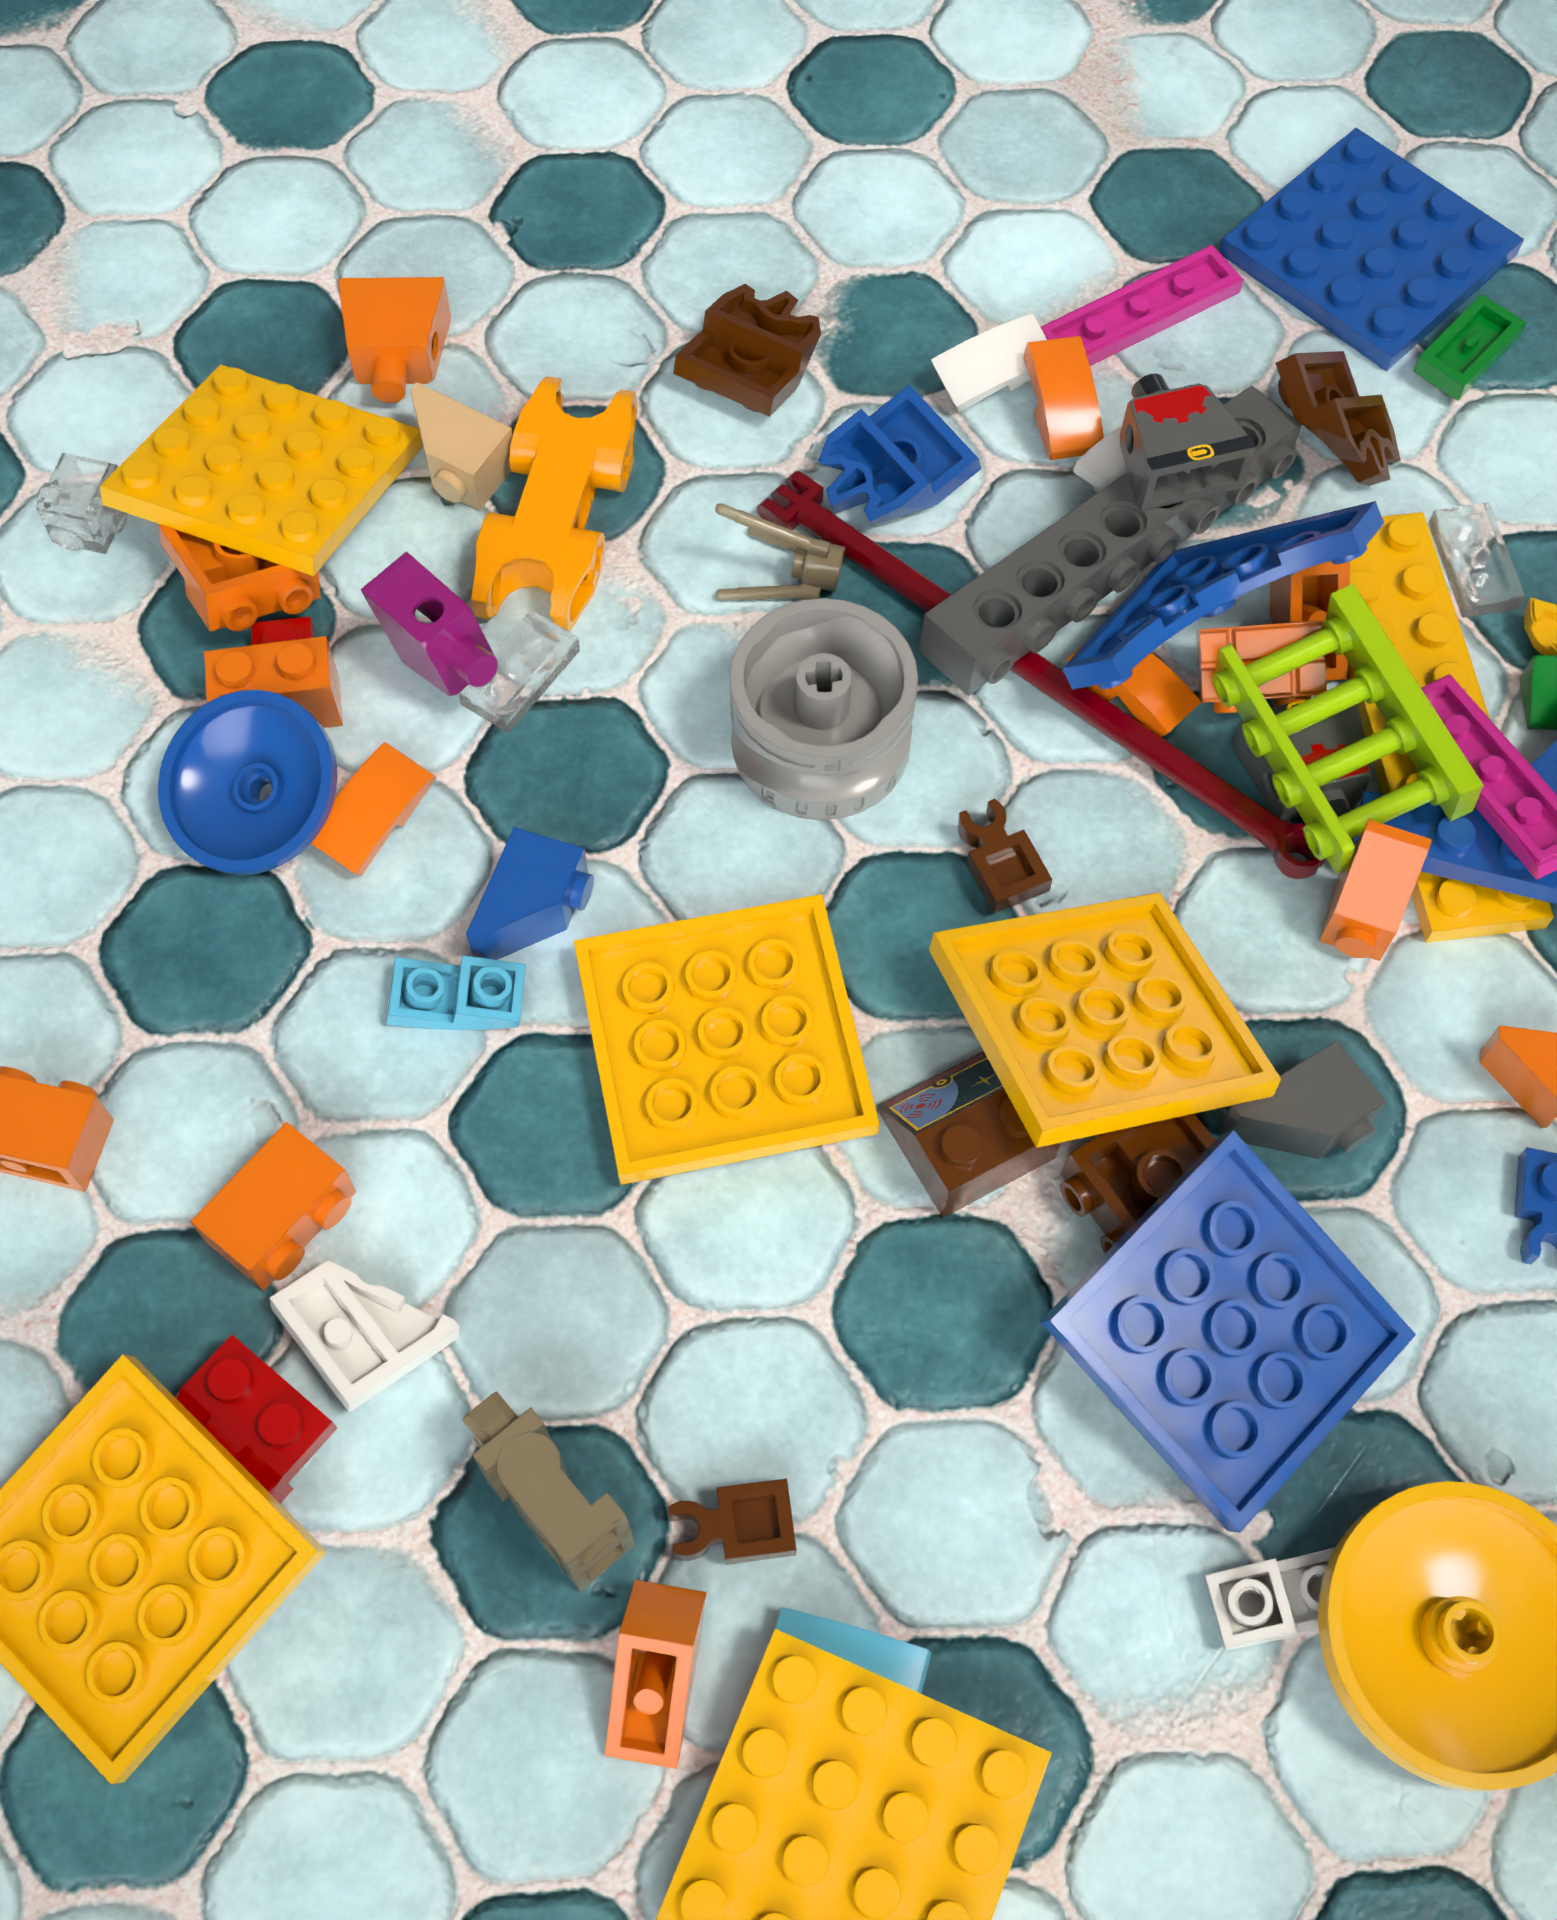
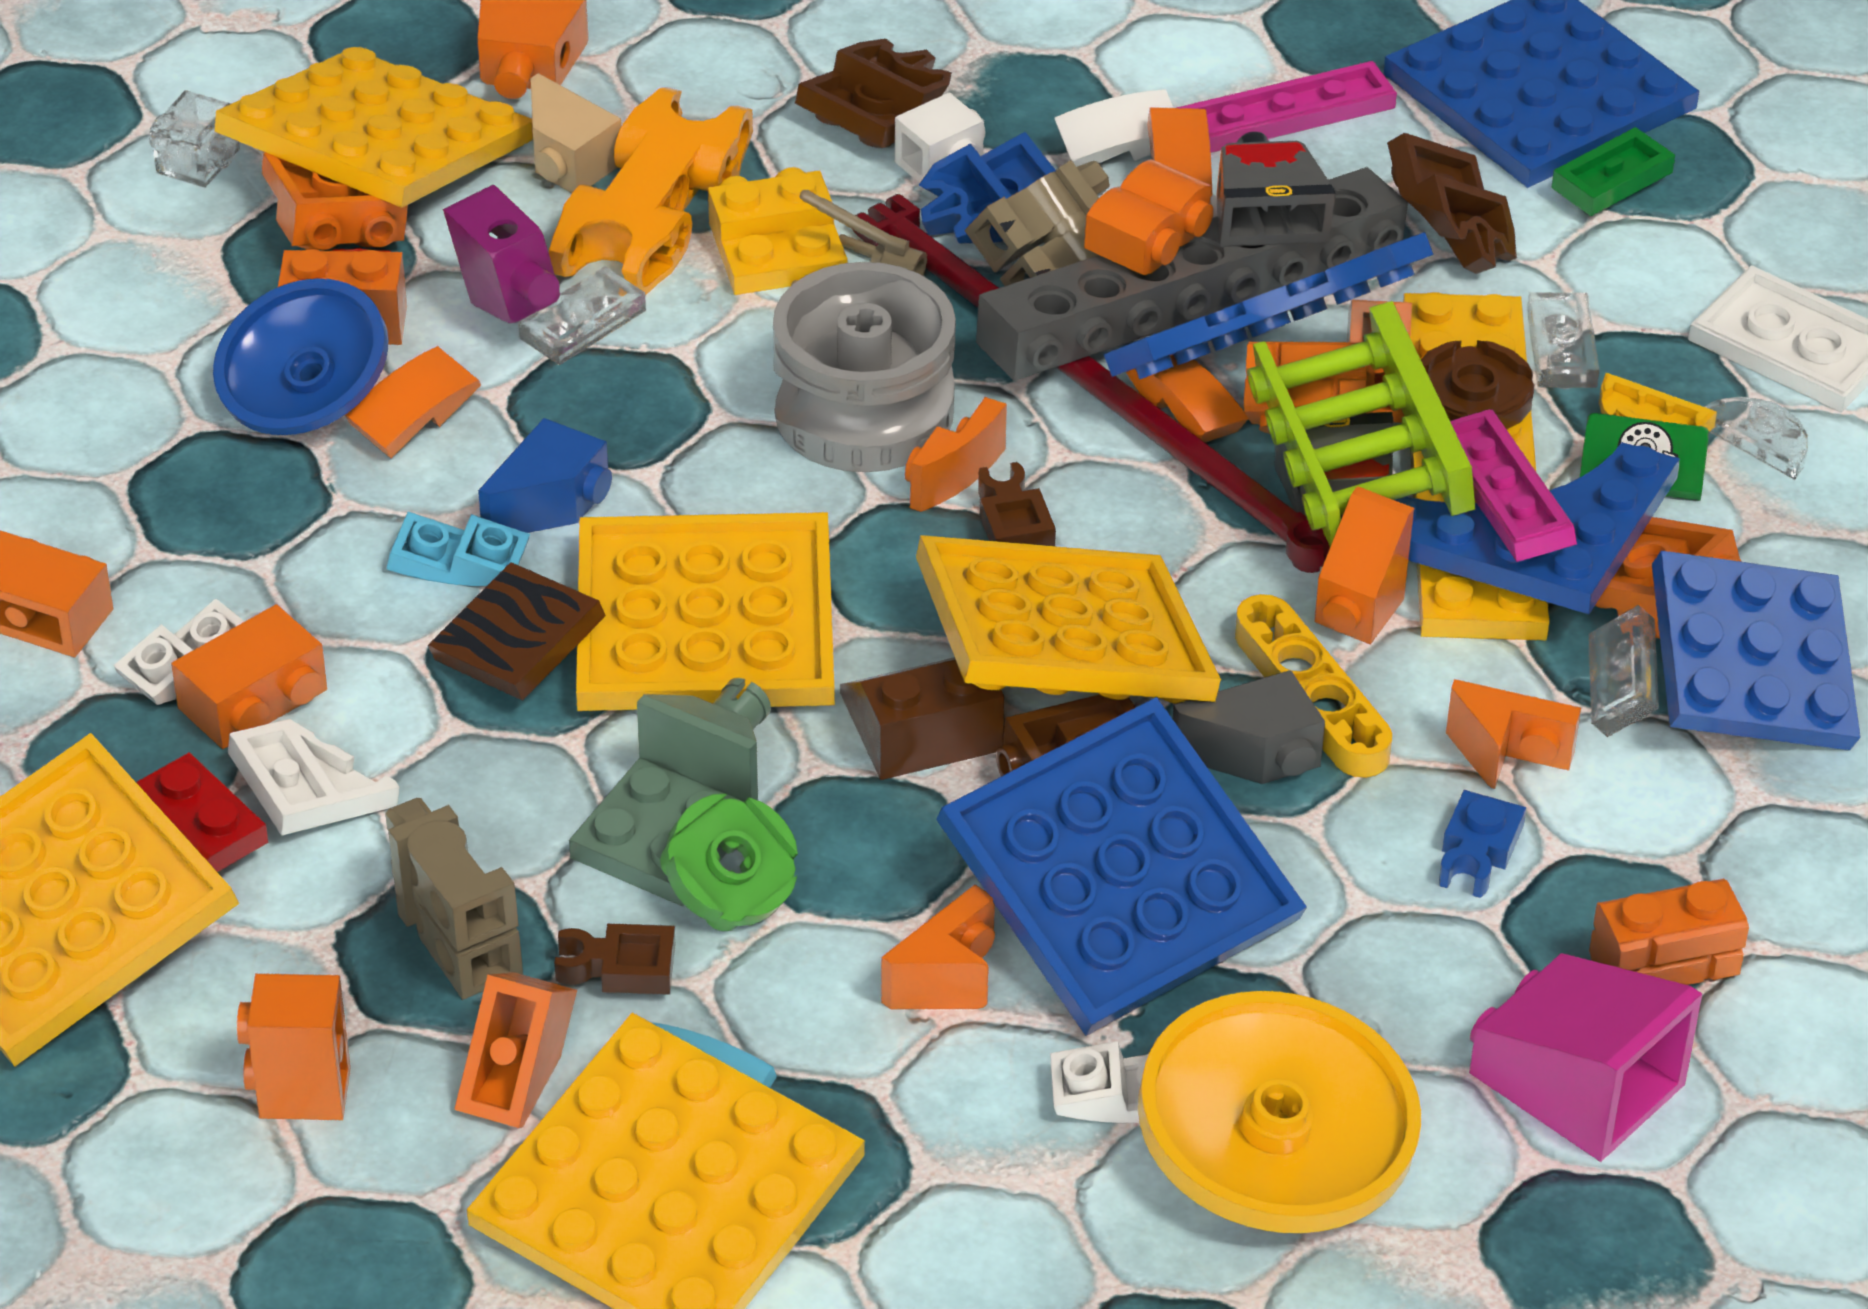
camera: 10 degrees right, 20 degrees down
(188, 1184) = (149, 662): none -> white slope
(425, 1744) = (296, 1046): none -> orange brick
(540, 1101) = (516, 630): none -> reddish brown tile
(682, 541) = (769, 232): none -> yellow plate
(751, 1293) = (684, 755): none -> sand green plate
(789, 1386) = (705, 885): none -> bright green plate
(822, 398) = (935, 132): none -> white brick
(930, 799) = (953, 459): none -> orange slope
(970, 509) = (1044, 212): none -> dark tan hips
(1064, 1482) = (943, 958): none -> orange slope
(1073, 495) = (1148, 217): none -> orange brick
(1352, 1023) = (1322, 680): none -> yellow beam
(1428, 631) = (1481, 380): none -> reddish brown tile

